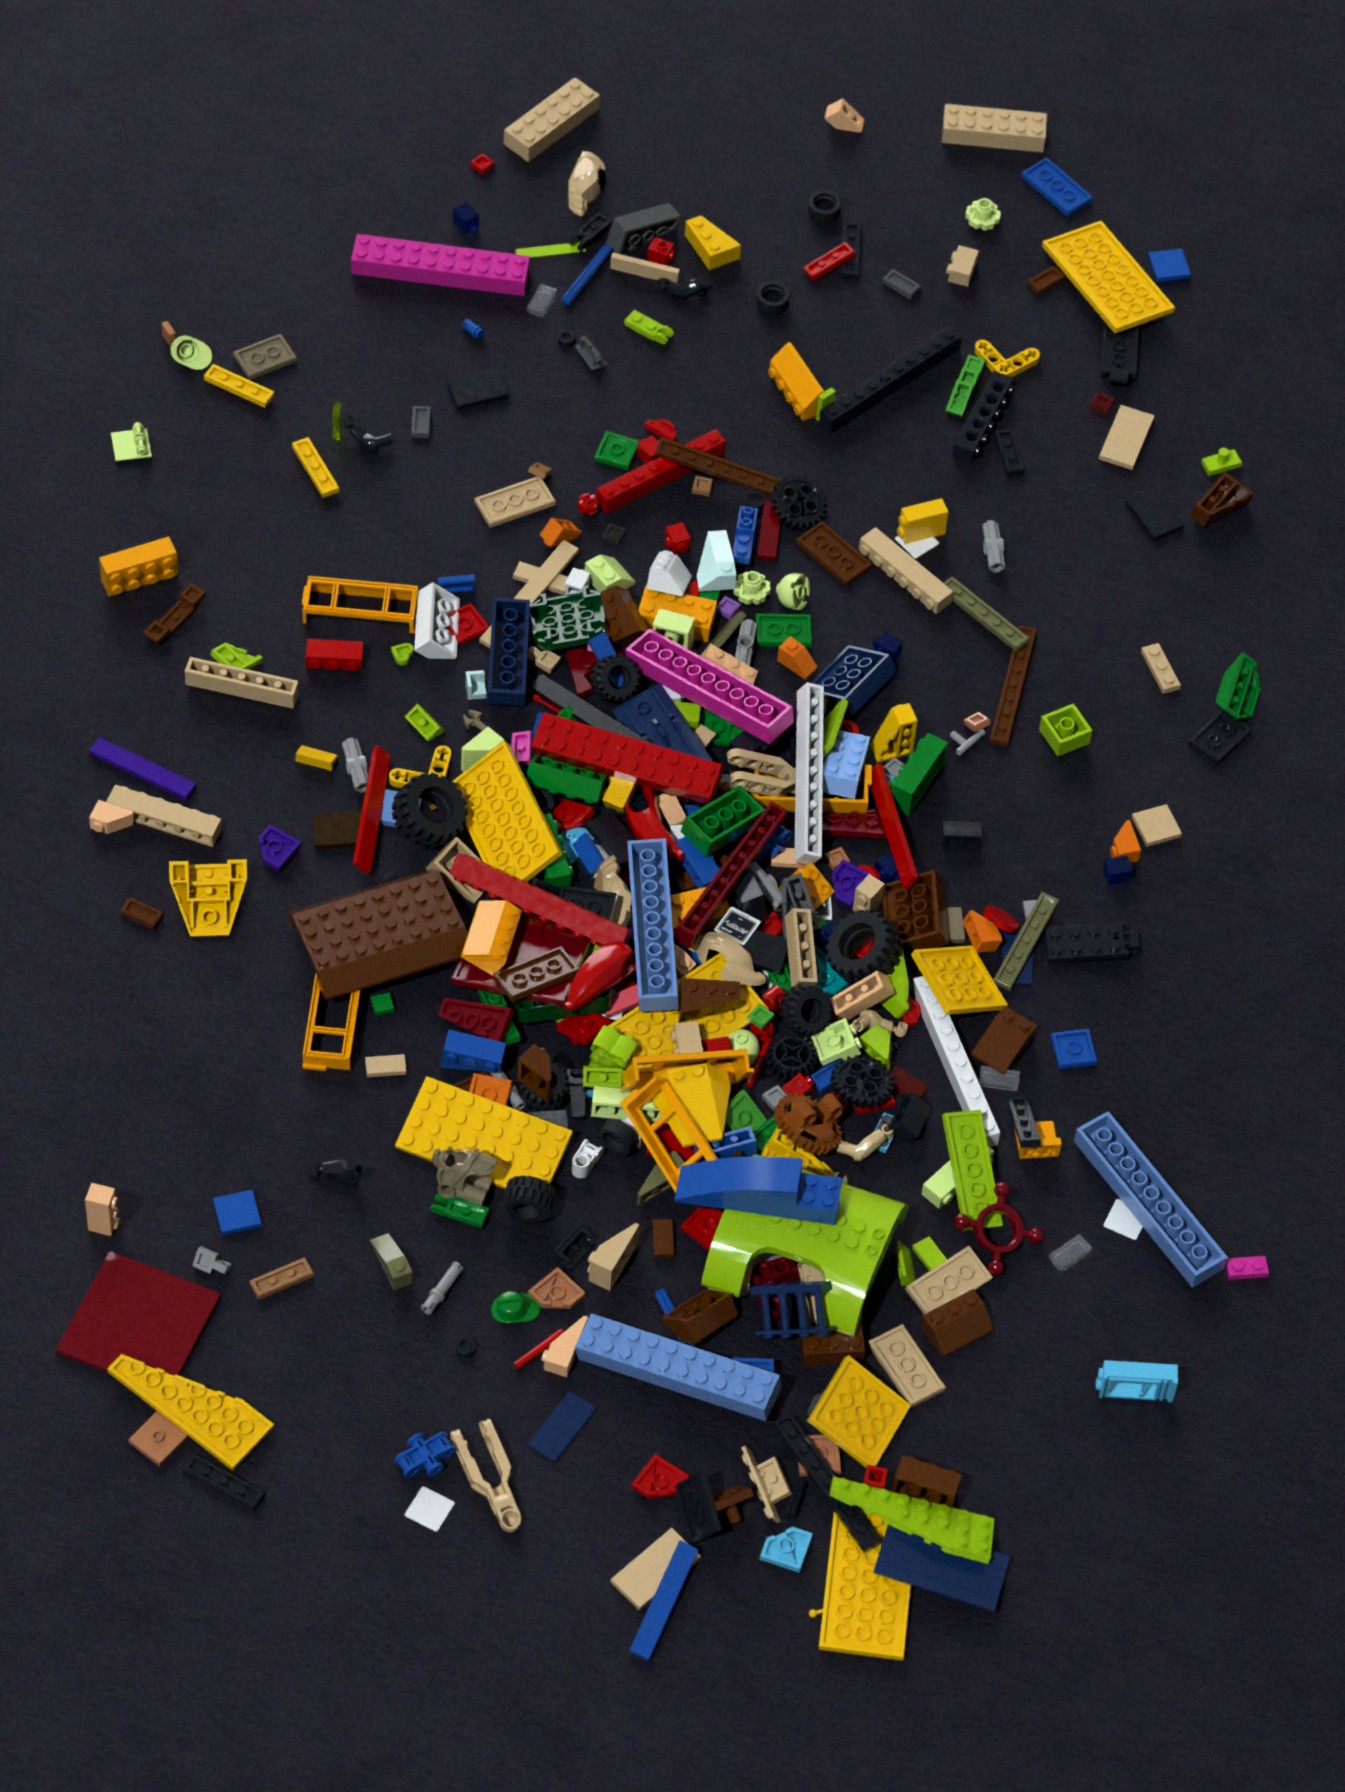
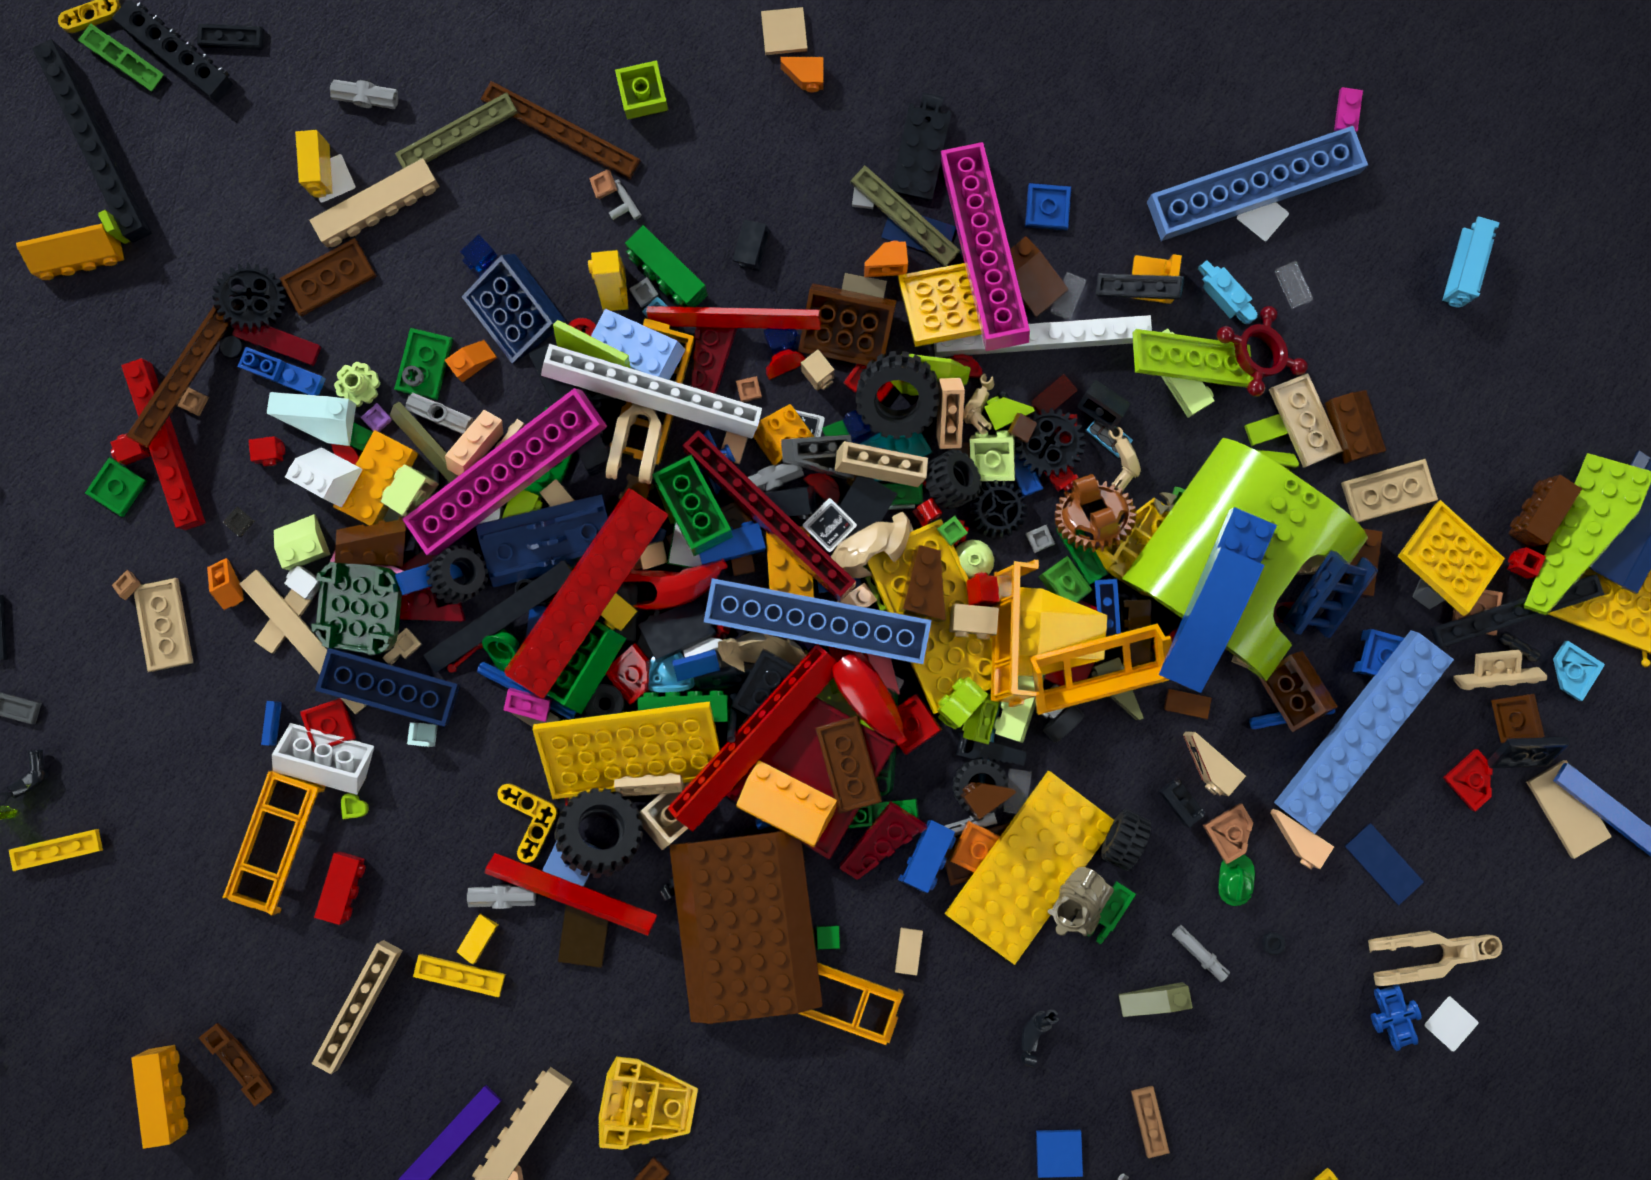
camera: 75 degrees left, 30 degrees up
(236, 657) = (317, 1005): lime wing -> none
(277, 847) = (594, 1011): dark purple plate -> none
(283, 749) = (459, 975): none -> yellow plate
(424, 723) = (457, 803): lime slope -> none
(474, 722) = (472, 743): dark tan bar -> none
(478, 839) = (649, 785): none -> tan plate
(479, 747) = (522, 750): yellowish green slope -> none
(537, 1350) = (1291, 866): red bar -> none
(587, 504) = (191, 542): red gear -> none
(587, 1156) = (1074, 761): white piece -> none
(661, 428) = (97, 425): red tile -> none
(758, 1062) = (992, 545): red bar -> none
(769, 626) = (406, 373): none -> dark grey bush
(793, 590) = (376, 340): yellowish green cylinder -> none
(799, 1085) = (1037, 511): red bracket -> none
(846, 879) = (788, 385): dark purple plate -> none
(867, 1052) = (1022, 427): none -> reddish brown tile
(1001, 919) = (875, 234): red tile -> none
(1014, 986) = (985, 247): none -> dark pink brick
(1043, 1196) = (1227, 293): none -> medium azure hinge
(1117, 870) = (836, 90): clear blue brick -> none

